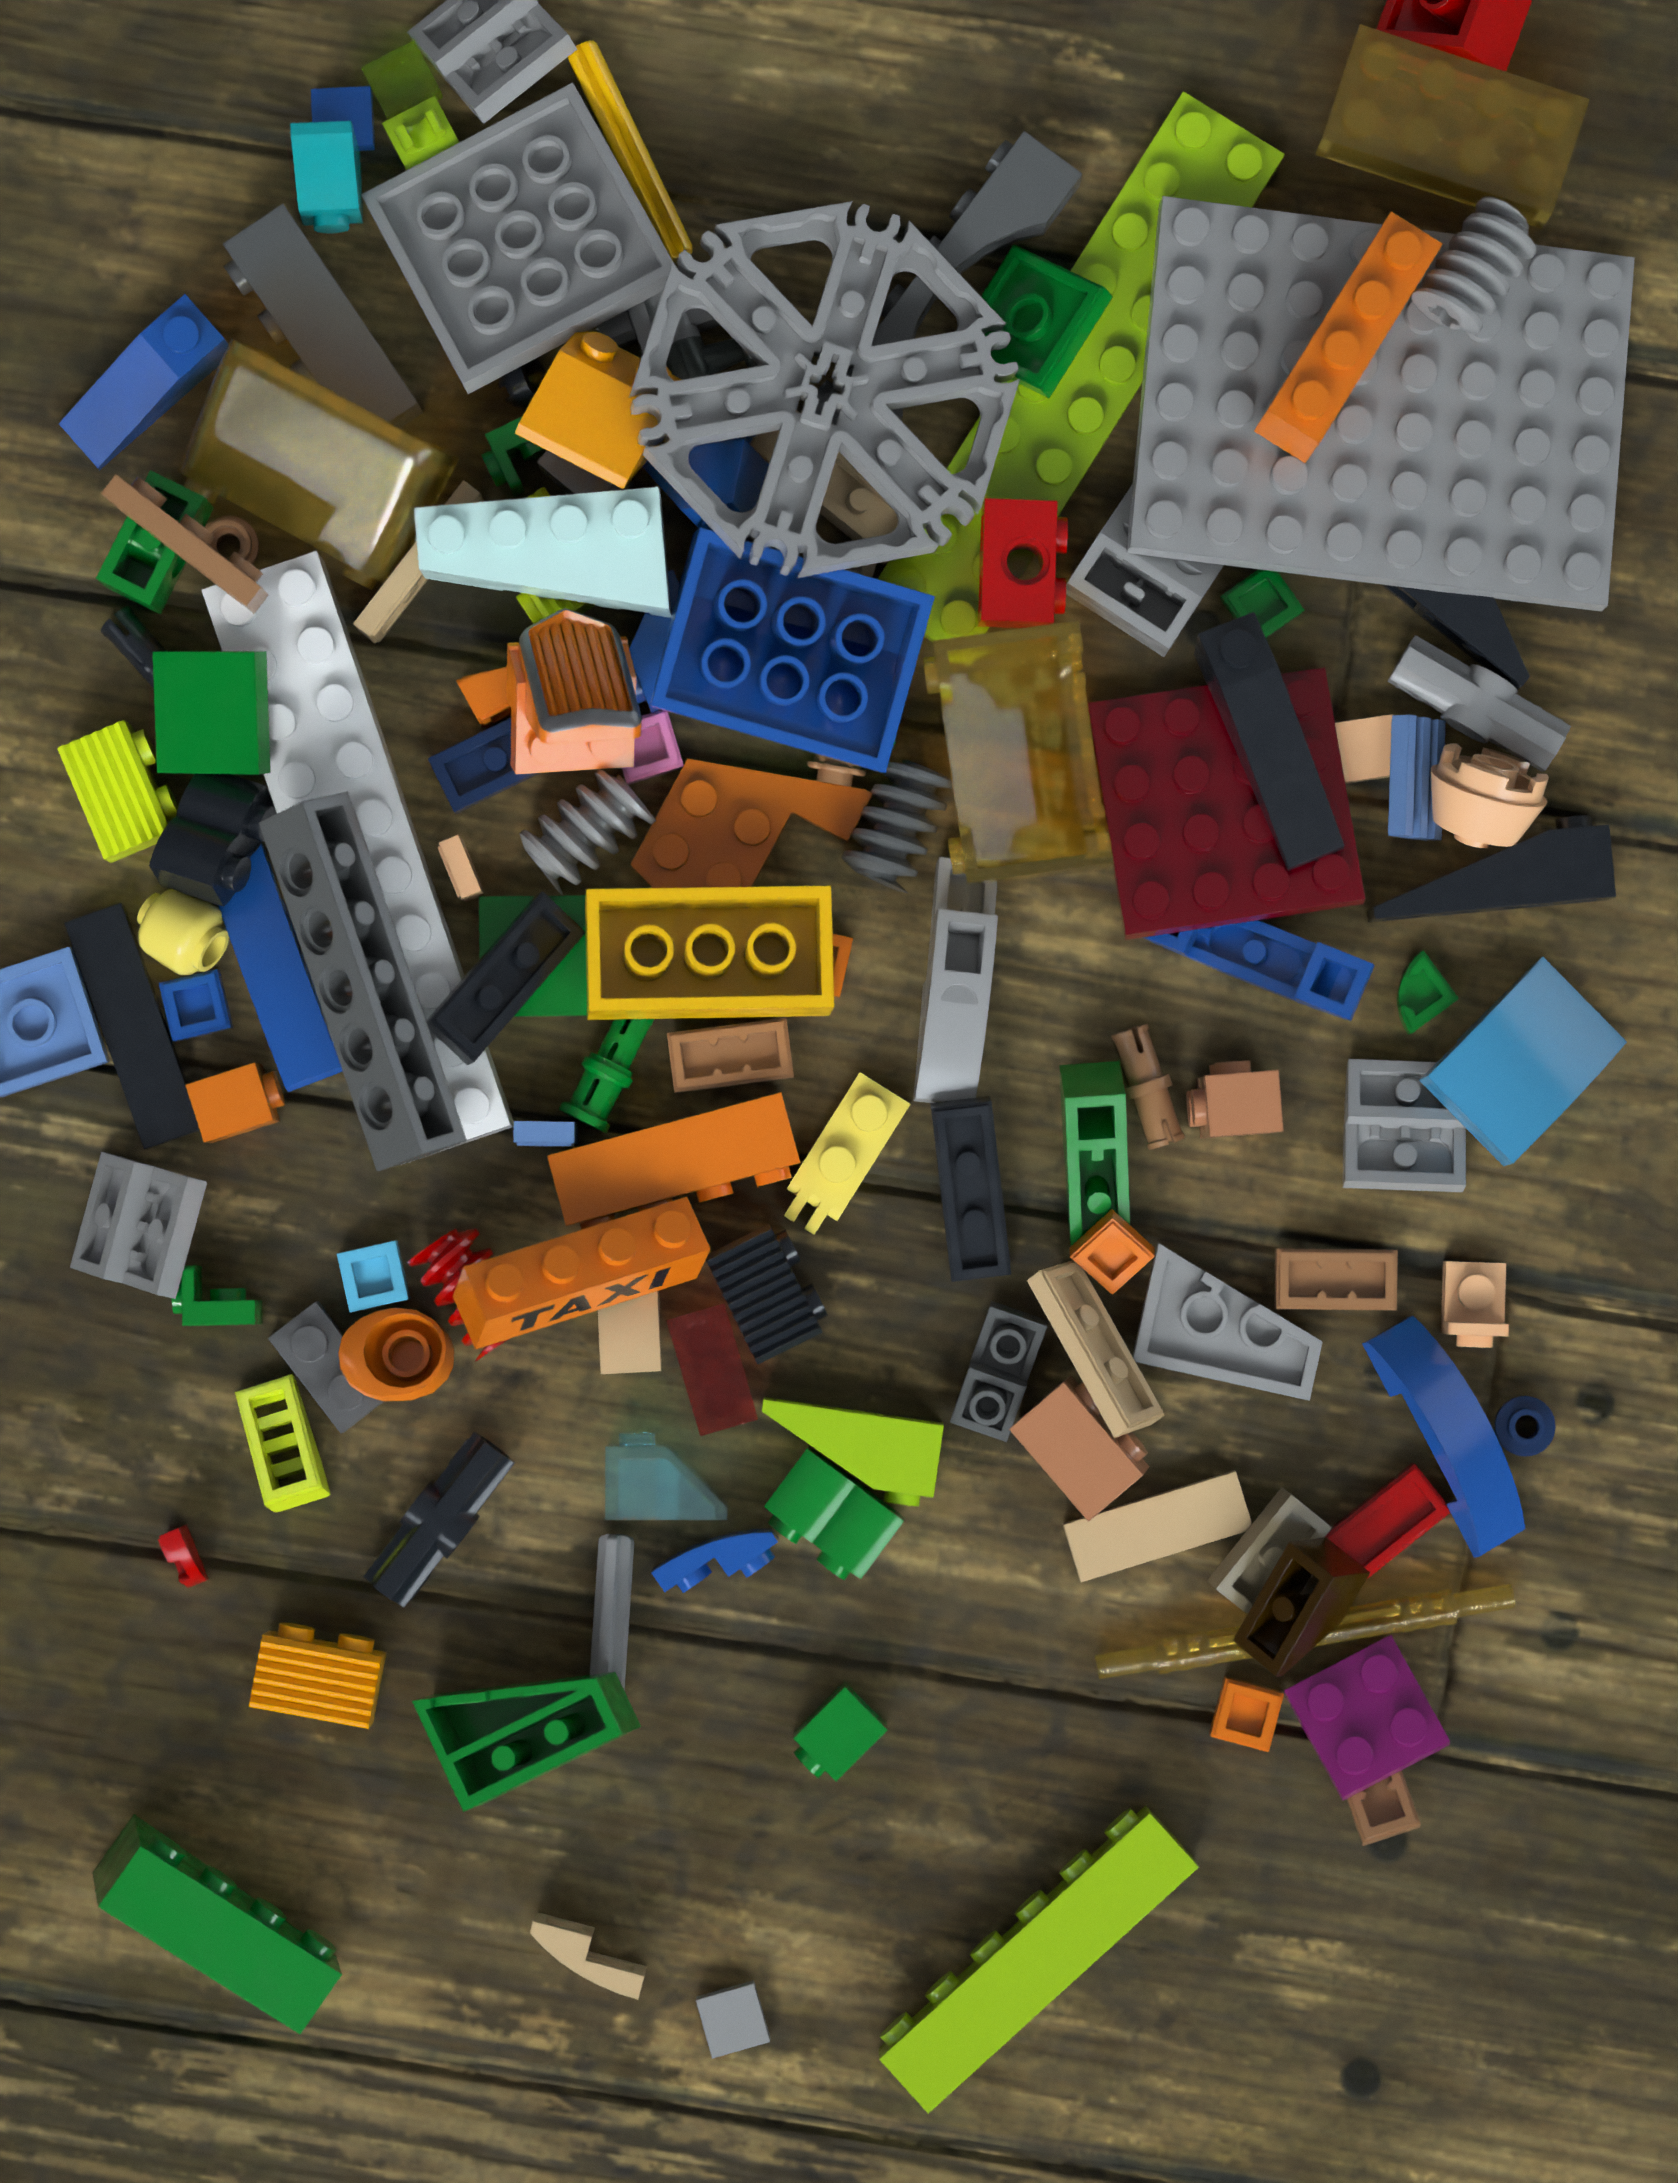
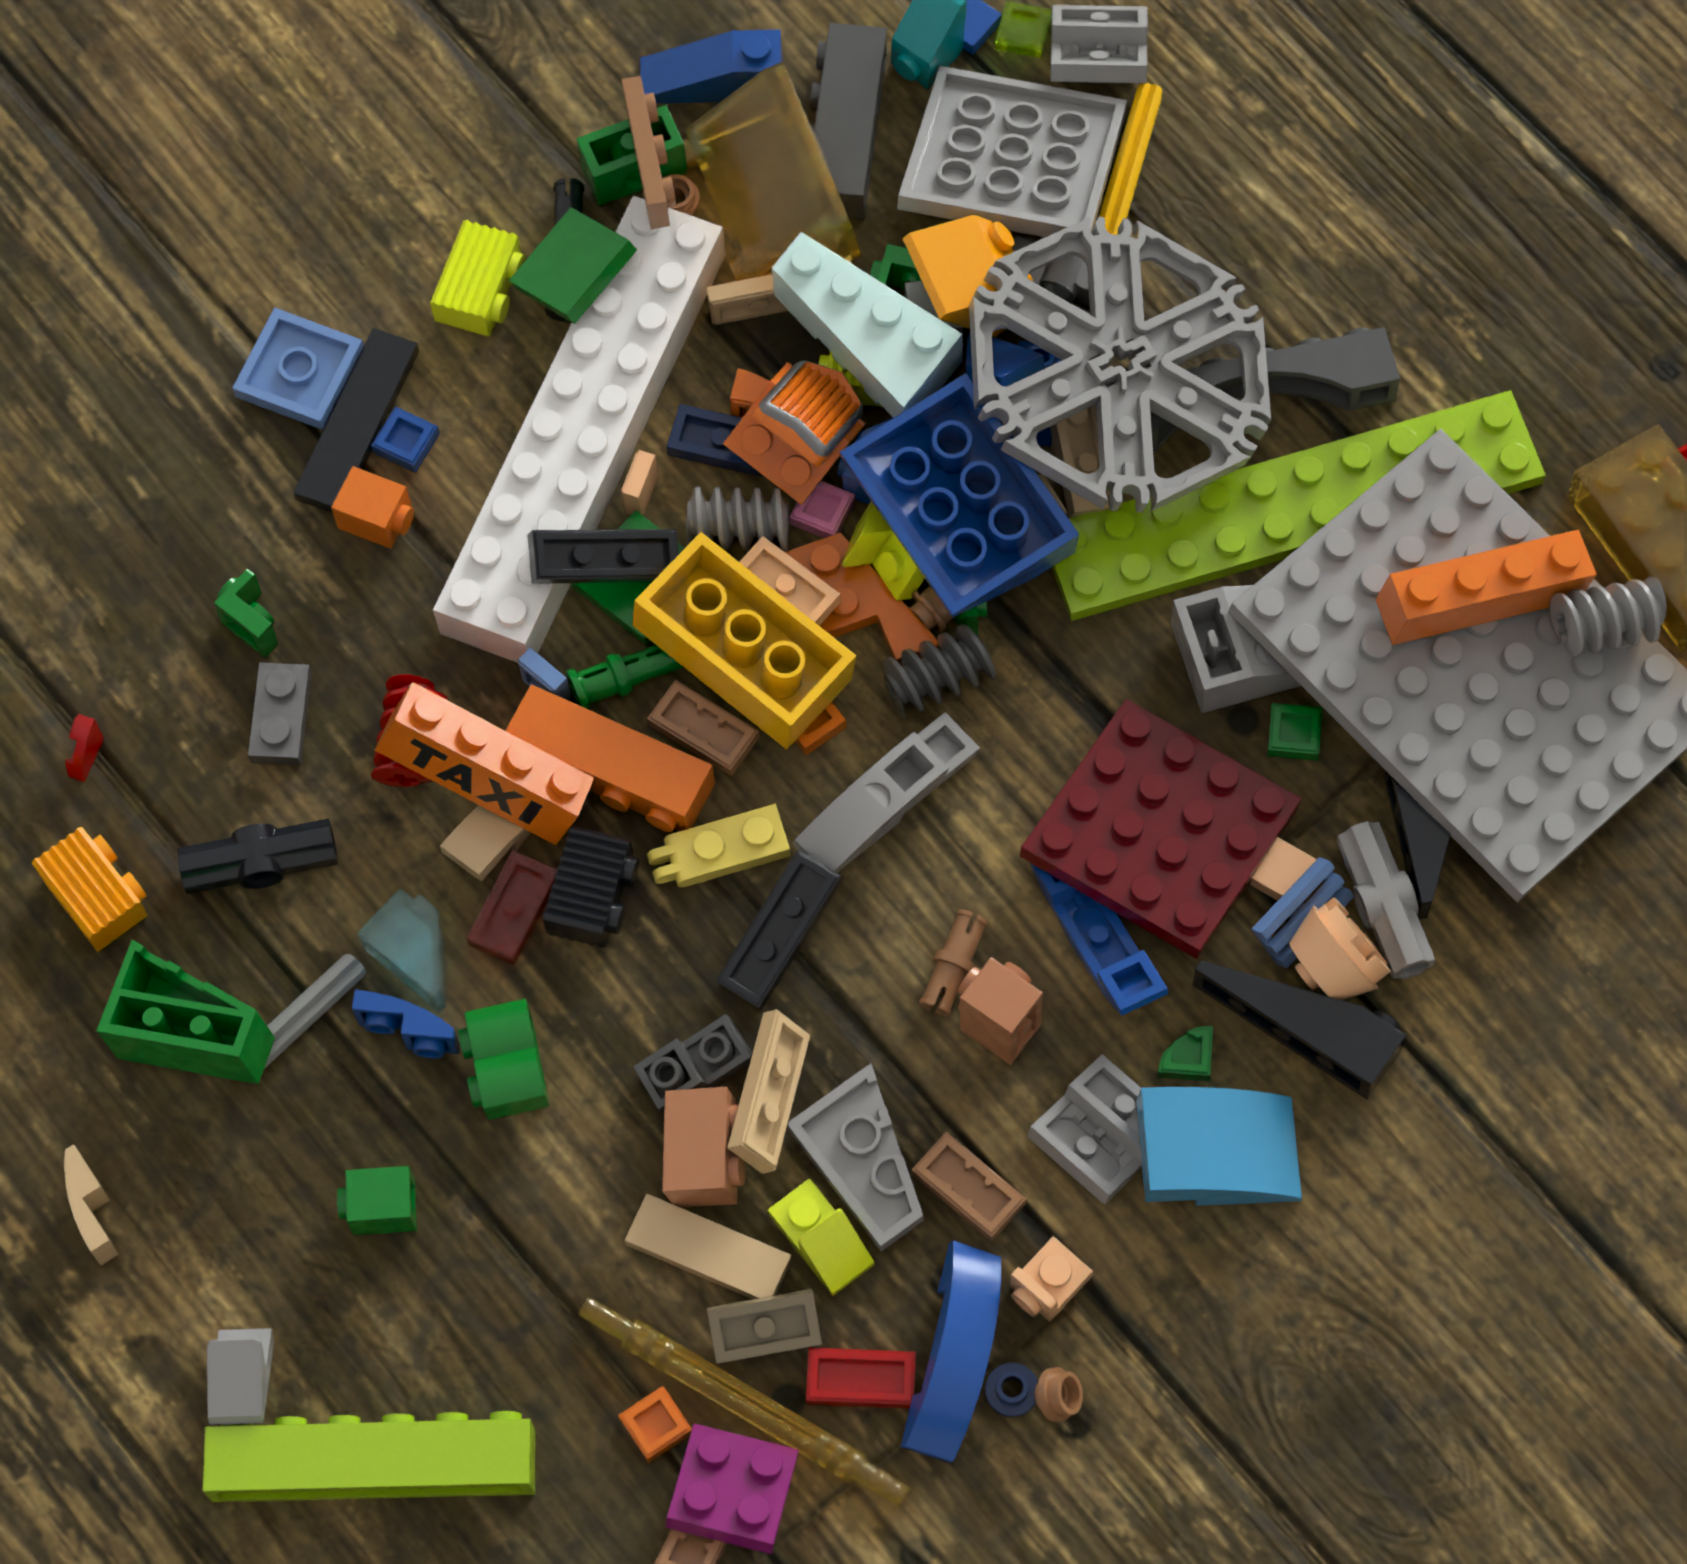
camera: 45 degrees right, 20 degrees down
(138, 1225) = (246, 530): light grey slope -> none
(182, 932) = (438, 385): light yellow head -> none
(212, 837) = (505, 341): black brick -> none
(279, 979) = (472, 448): blue slope -> none
(298, 1493) = (192, 763): neon yellow slope -> none
(362, 980) = (512, 473): dark grey brick -> none
(373, 1276) = (358, 682): medium azure tile -> none
(396, 1355) = (326, 734): orange hat -> none
(420, 132) = (1009, 60): lime tile -> none
(695, 860) = (791, 580): none -> light nougat plate
(729, 750) = (877, 545): none -> neon yellow slope
(733, 2019) = (139, 1332): light grey tile -> none
(862, 1987) = (238, 1375): none -> light grey slope
(876, 1448) = (575, 1047): lime slope -> none
(1014, 526) = (1163, 544): red brick -> none
(1019, 754) = (1054, 681): clear yellow windscreen -> none
(1046, 315) = (1299, 445): green tile -> none
(1094, 1143) = (877, 978): green slope -> none
(1112, 1251) = (836, 1045): orange tile -> none
(1244, 1431) = (821, 1236): none -> neon yellow slope
(1268, 739) = (1221, 798): black slope -> none
(1300, 1603) = (755, 1366): dark brown slope -> none
(1569, 1398) = (1058, 1394): none -> medium nougat plate

